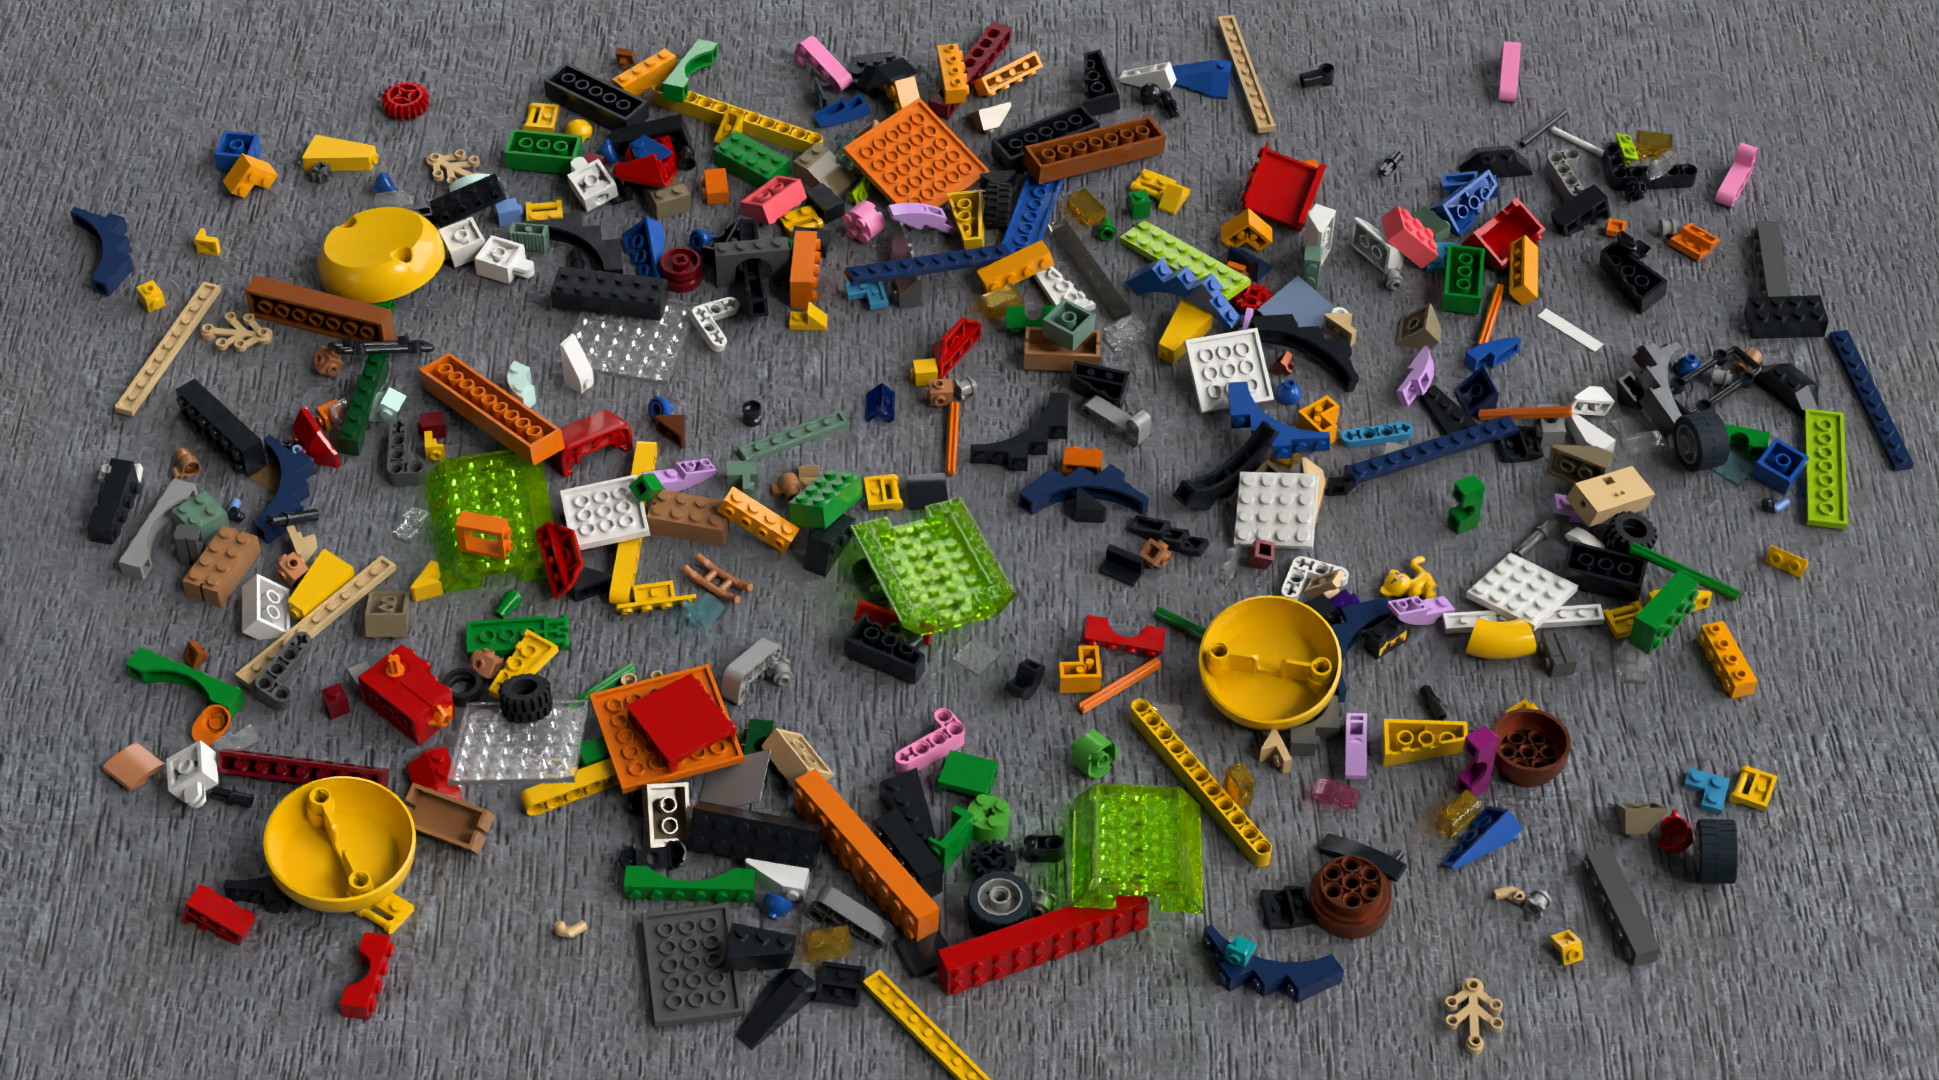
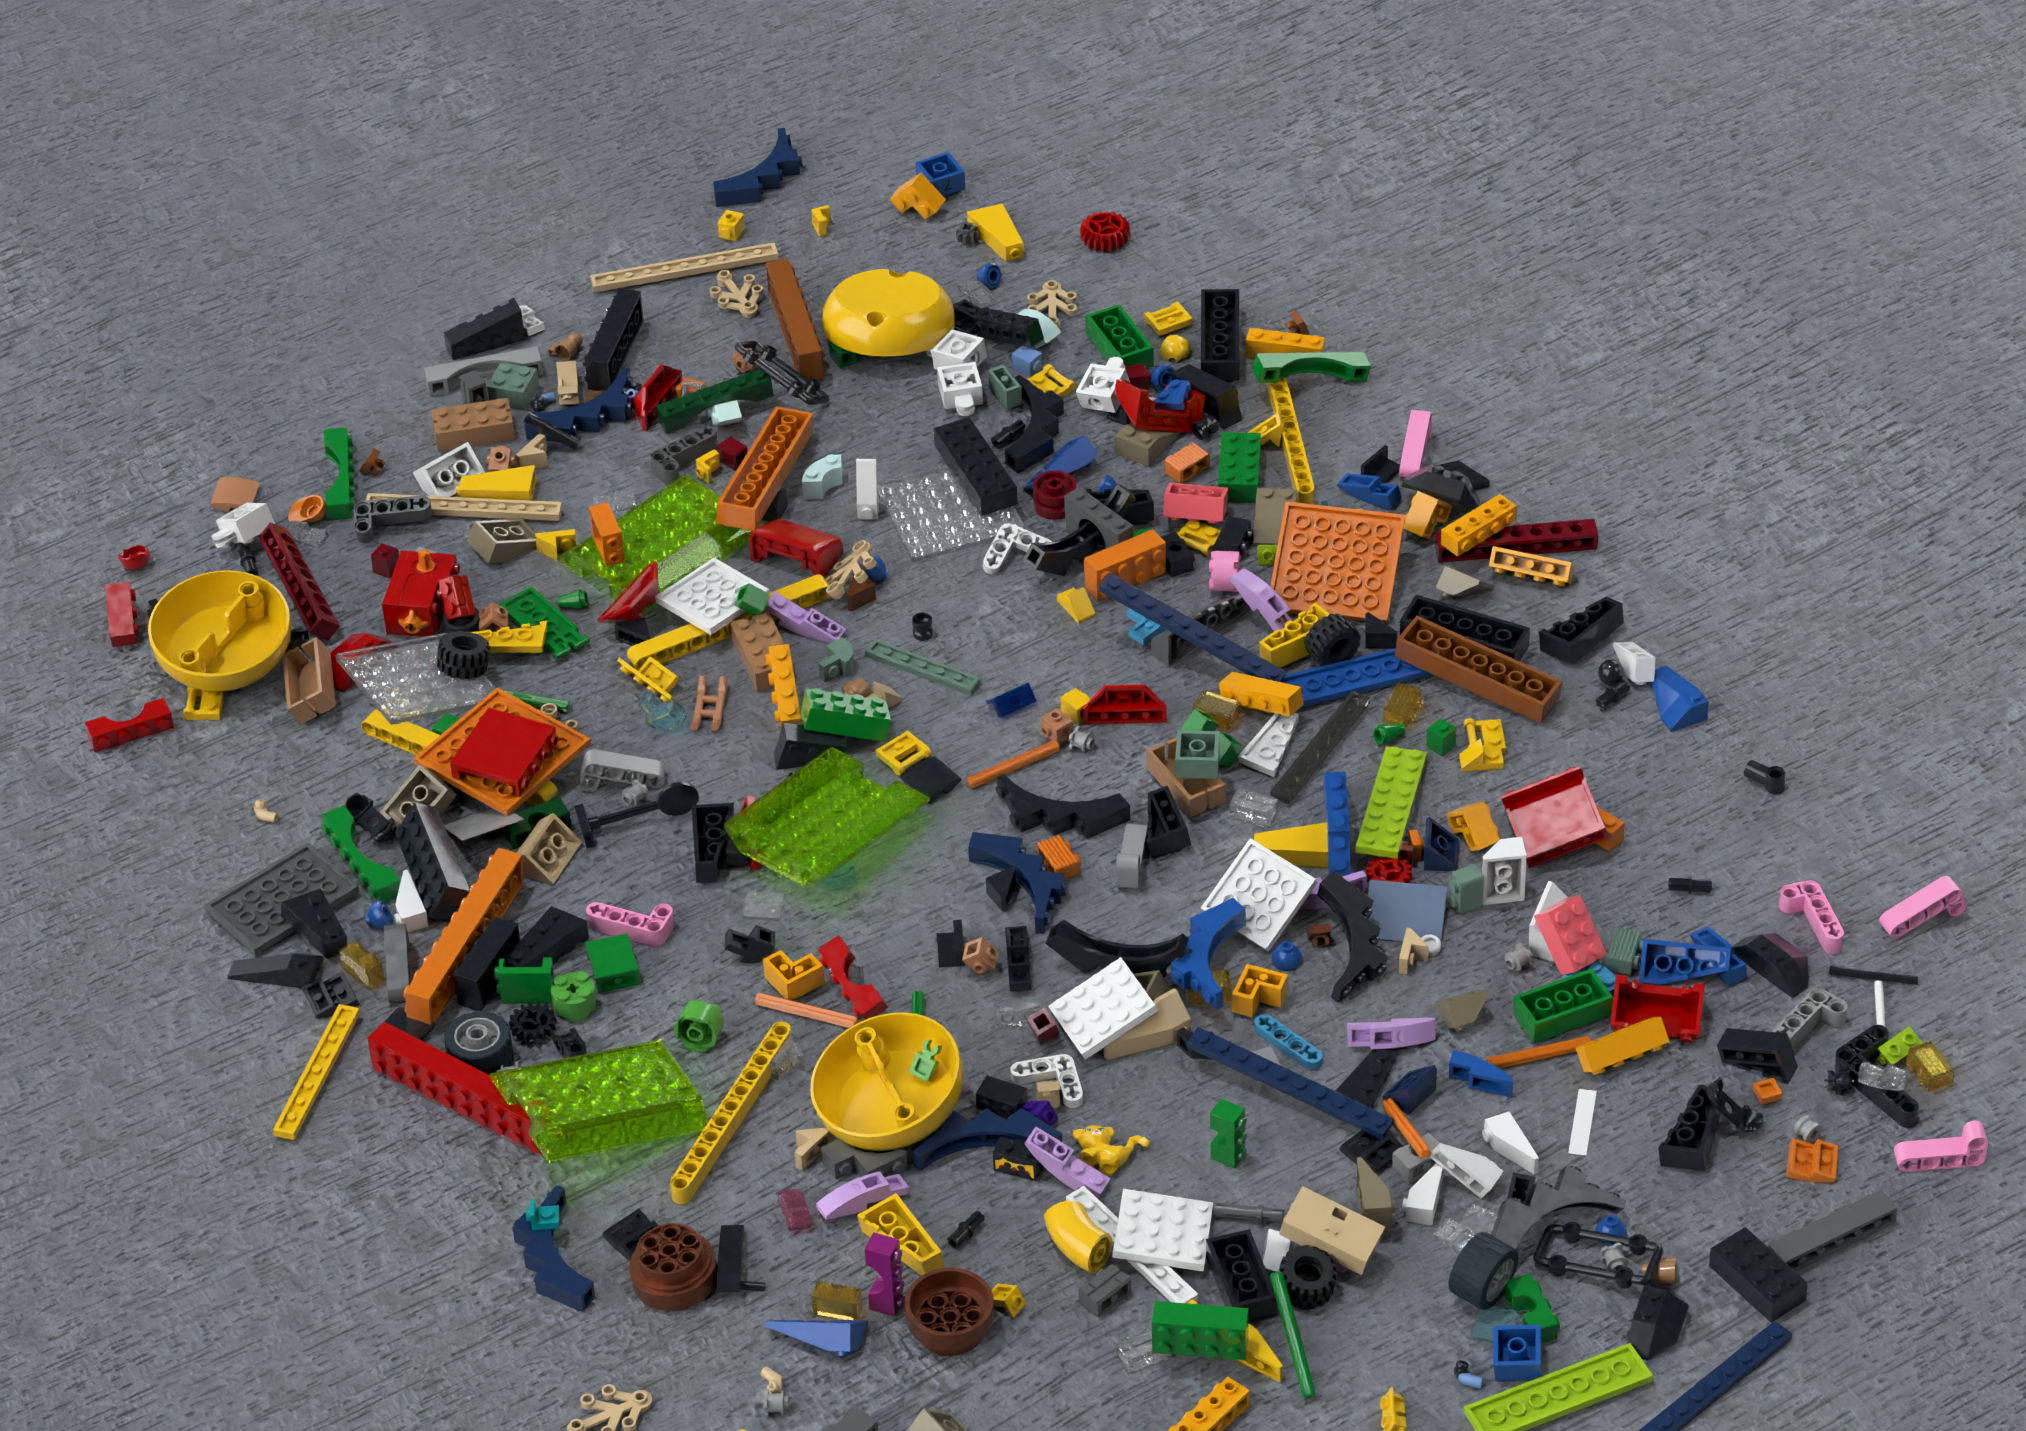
camera: 60 degrees right, 5 degrees down
(145, 873) = (135, 557): none -> red hair
(238, 485) = (568, 383): none -> tan arch
(450, 669) = (456, 597): none -> red brick
(650, 417) = (842, 568): none -> tan plant
(792, 719) = (672, 800): none -> black piece
(1239, 785) = (738, 1135): clear yellow brick -> none
(1246, 74) = (1716, 724): tan plate -> none
(1268, 633) = (924, 1062): none -> bright green plate
(1472, 121) = (1810, 898): none -> bright pink beam
(1569, 371) = (1509, 1141): none -> white slope

